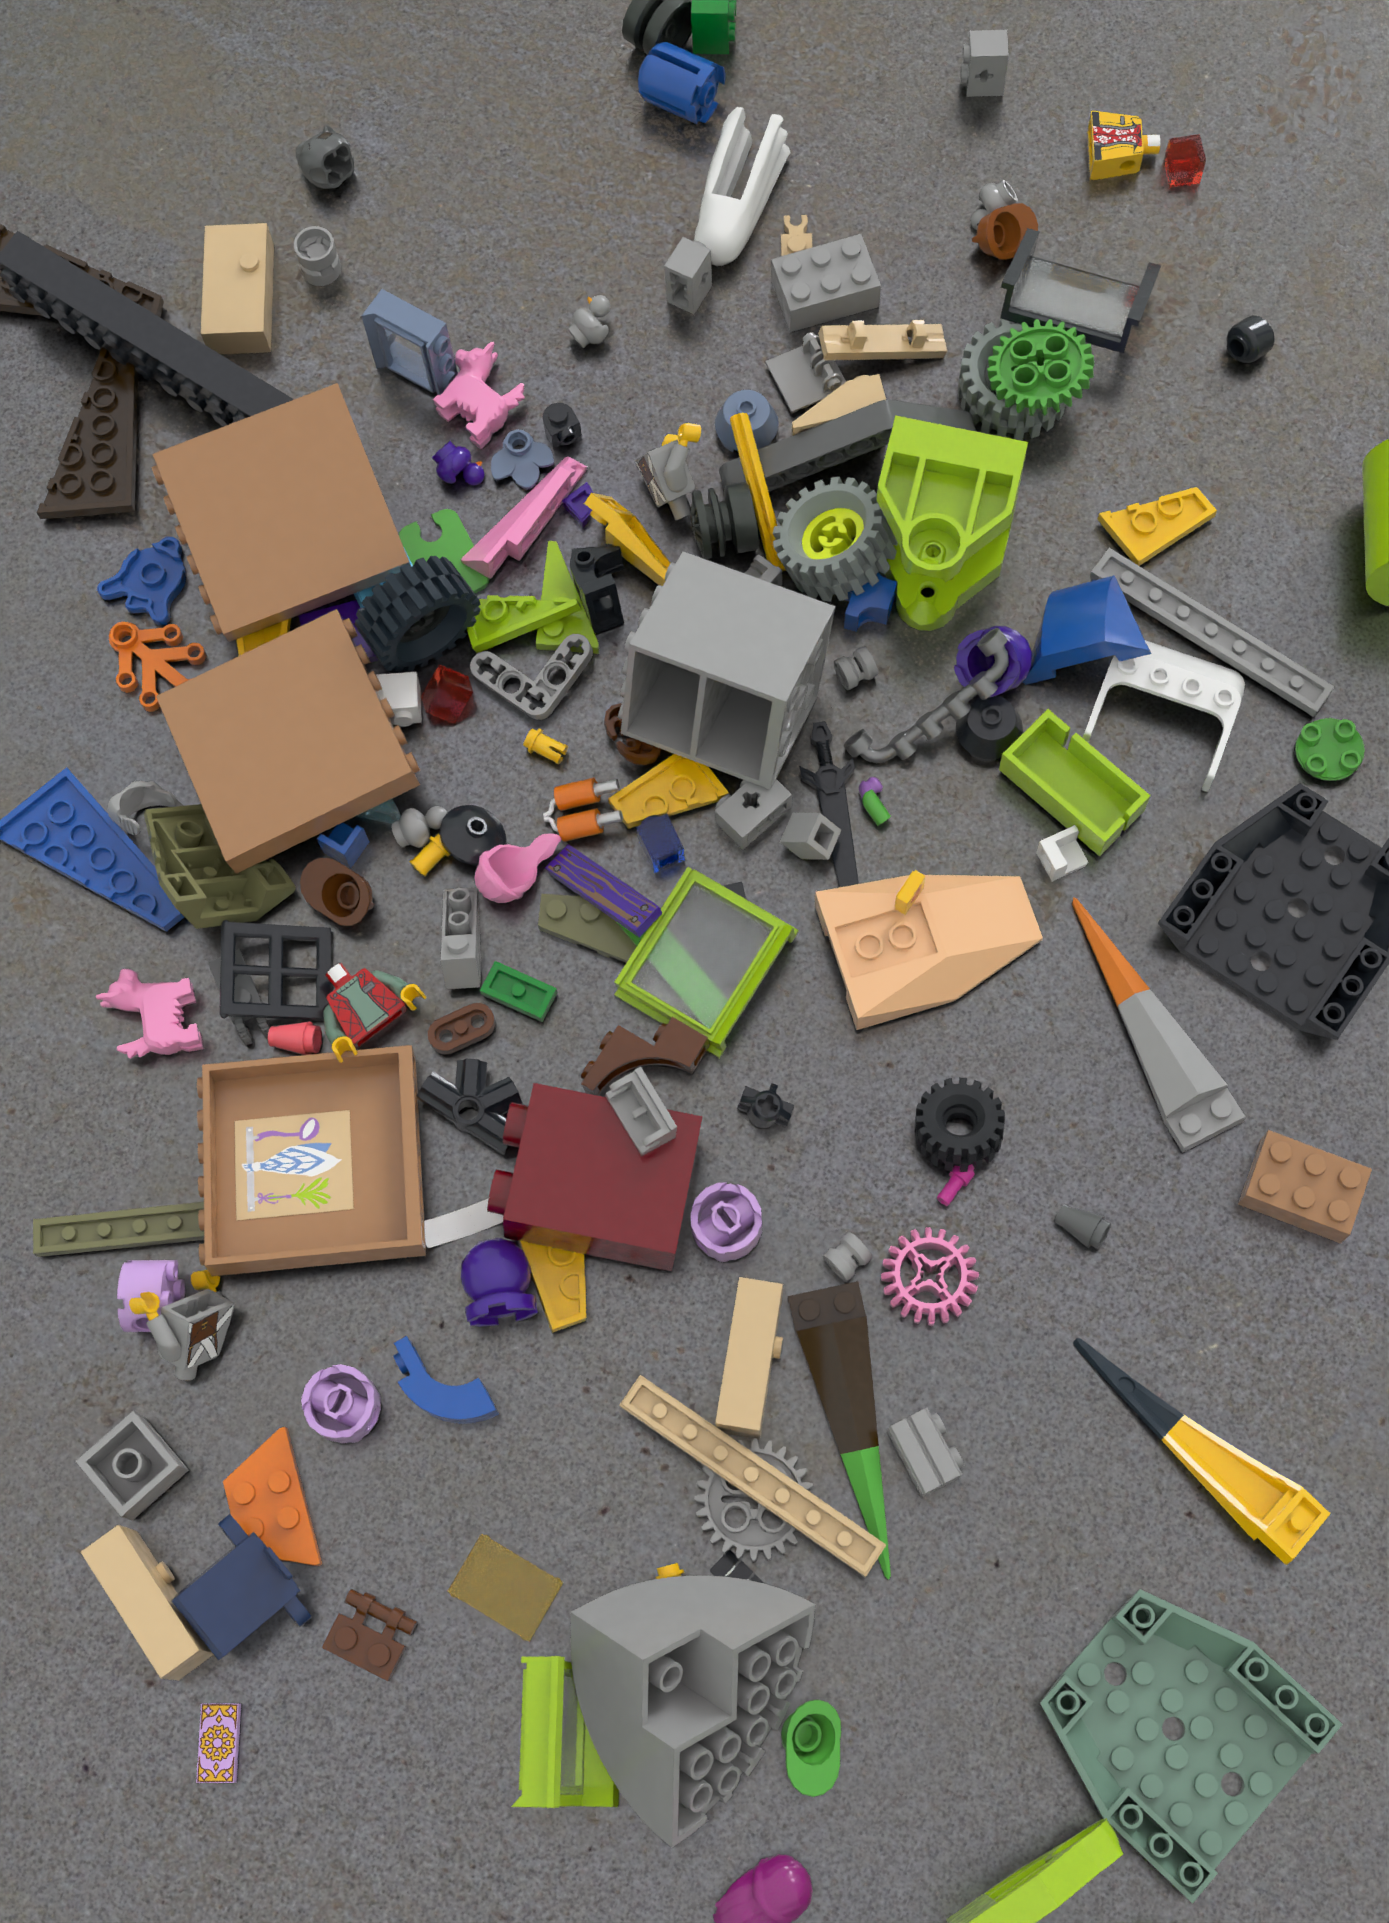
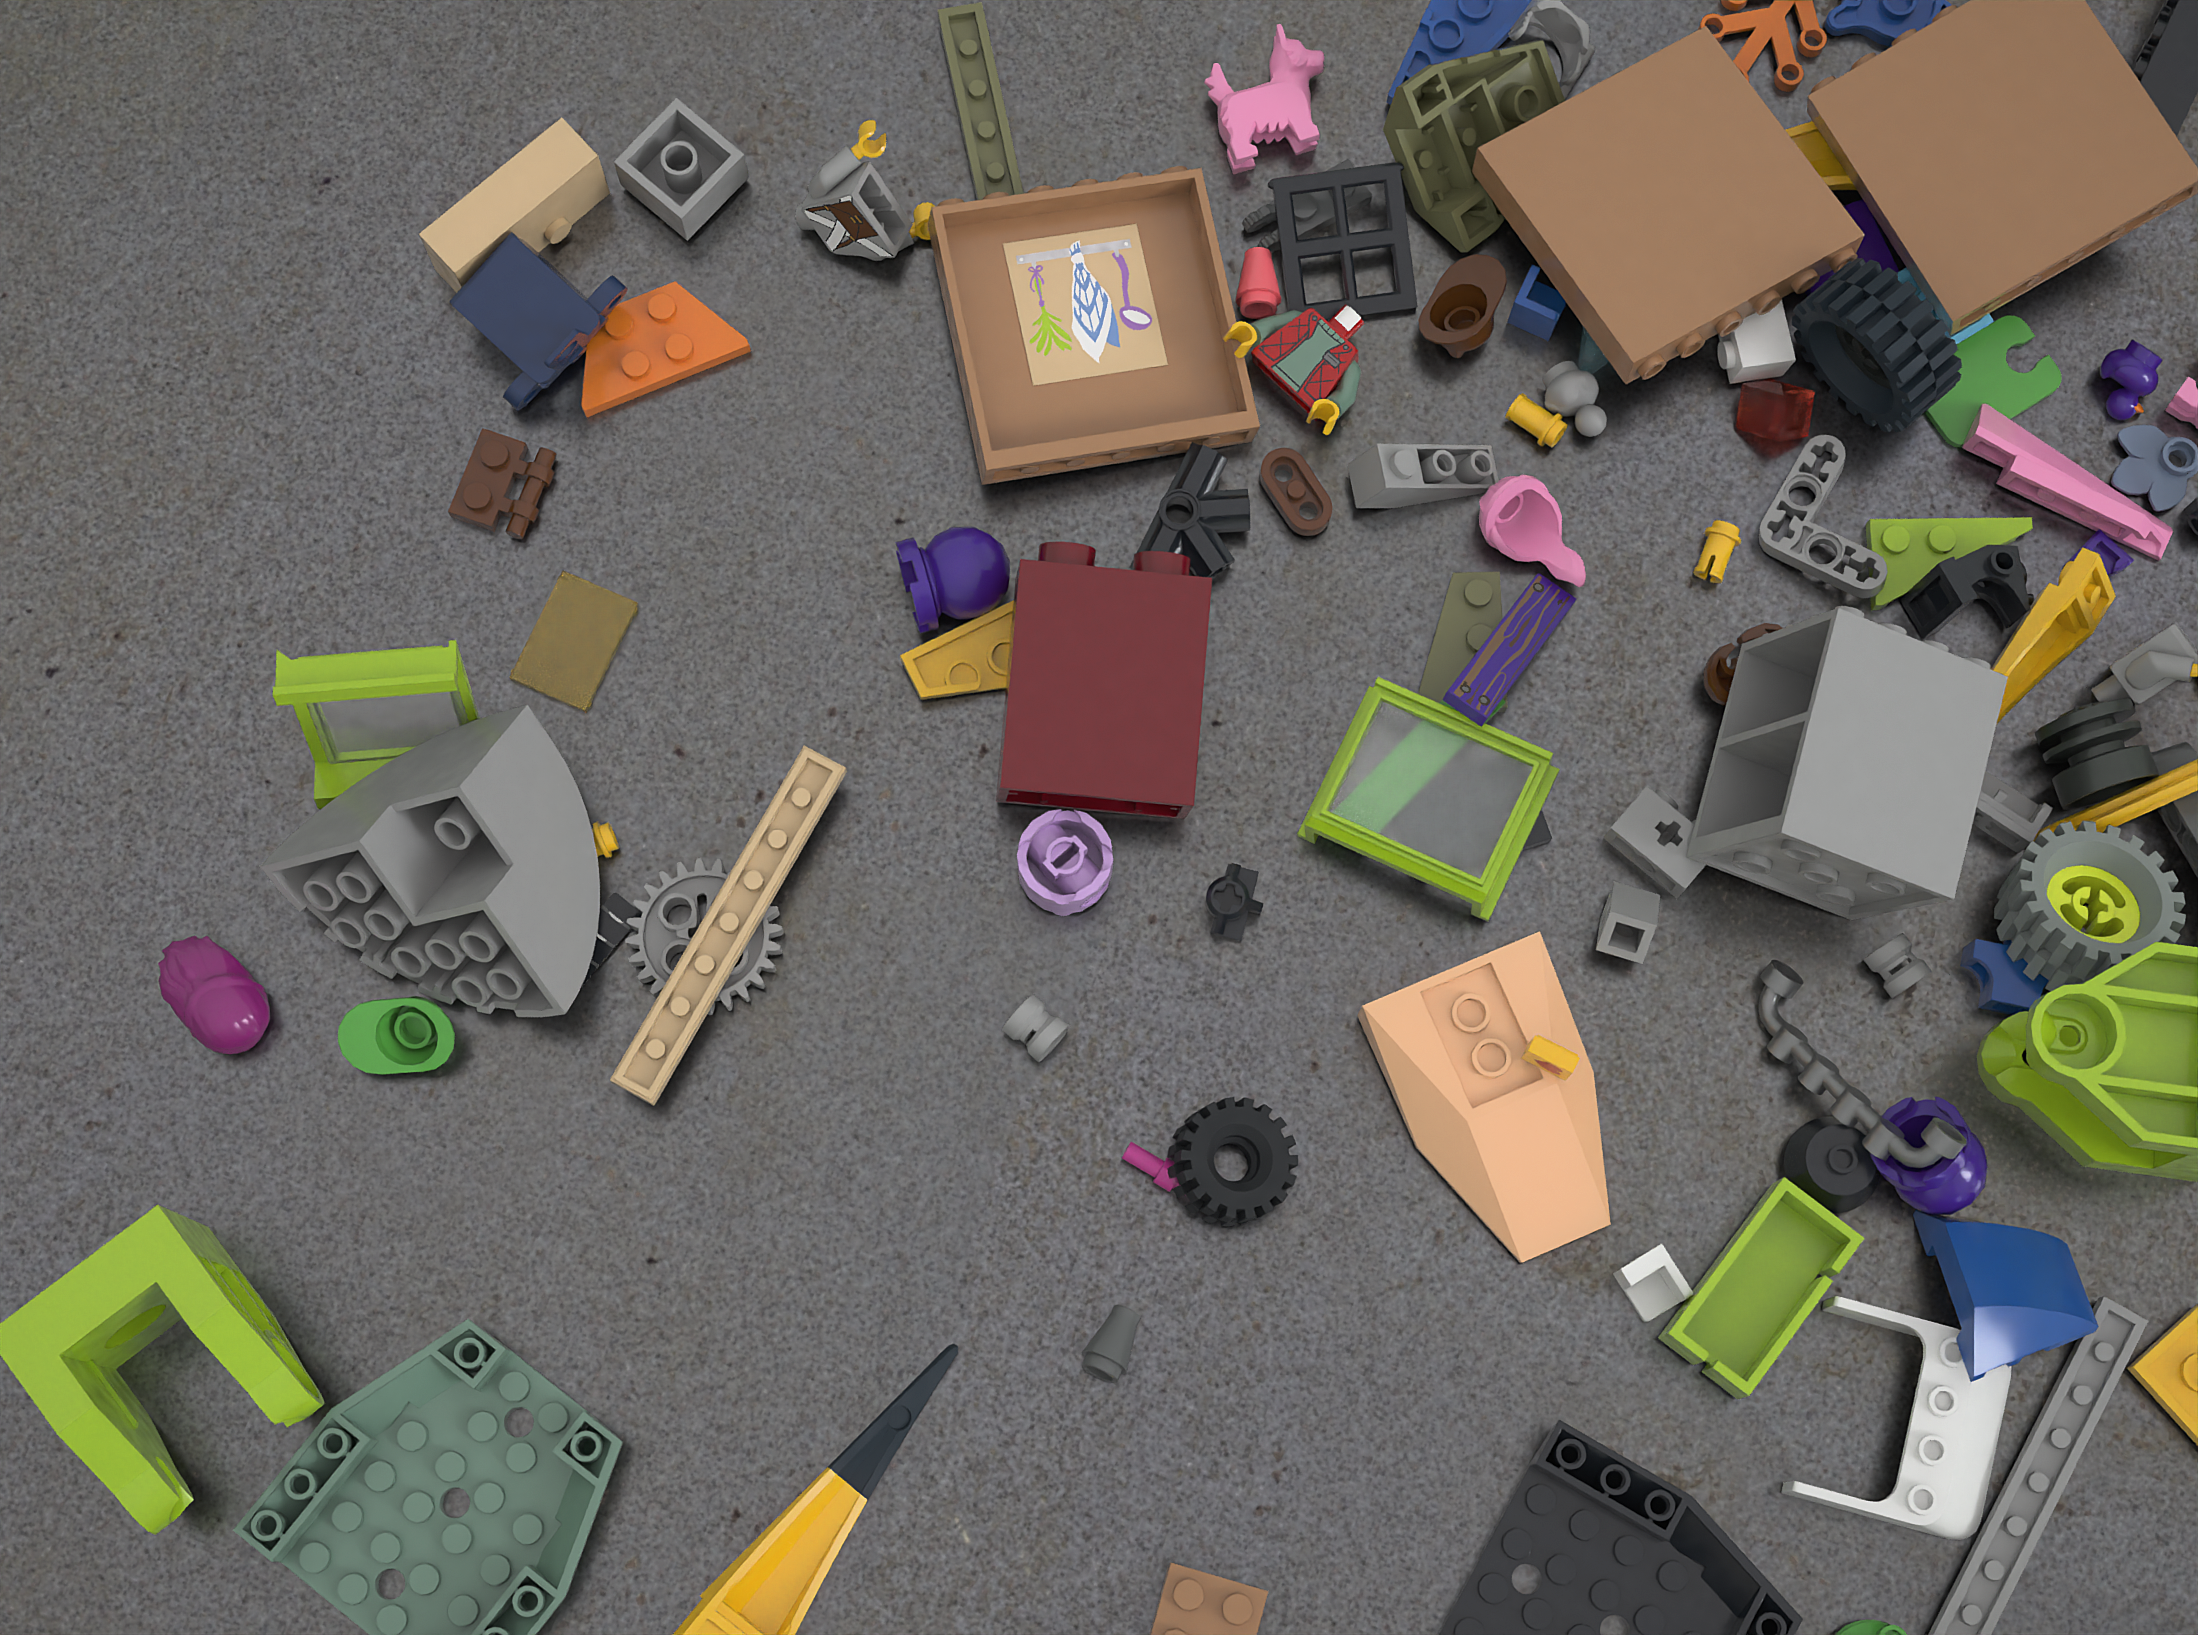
camera: 75 degrees right, 5 degrees up
(147, 1276) = (911, 150): lavender brick -> none
(218, 1743) = (363, 326): tile -> none
(341, 1404) = (780, 406): lavender brick -> none
(448, 1403) = (800, 521): blue arch -> none
(460, 1224) = (1028, 515): white sticker -> none
(462, 840) = (1554, 461): black dish -> none
(514, 616) = (1903, 480): lime wing -> none
(518, 991) = (1356, 558): green plate -> none
(586, 822) = (1648, 602): orange piece -> none
(622, 1051) = (1287, 705): reddish brown arch -> none
(641, 1111) = (1185, 720): light grey hinge -> none
(660, 842) = (1594, 720): clear blue brick -> none
(668, 788) = (1671, 721): yellow wing -> none
(750, 1357) = (881, 908): tan brick -> none
(832, 796) = (1694, 953): black sword -> none
(837, 1352) = (912, 1025): dark brown plate -> none
(871, 802) = (1695, 1005): bright green arm -> none
(920, 1262) = (1003, 1155): bright pink gear -> none
(925, 1451) = (784, 1152): light grey brick -> none
(1182, 1080) = (1334, 1474): light grey plate -> none

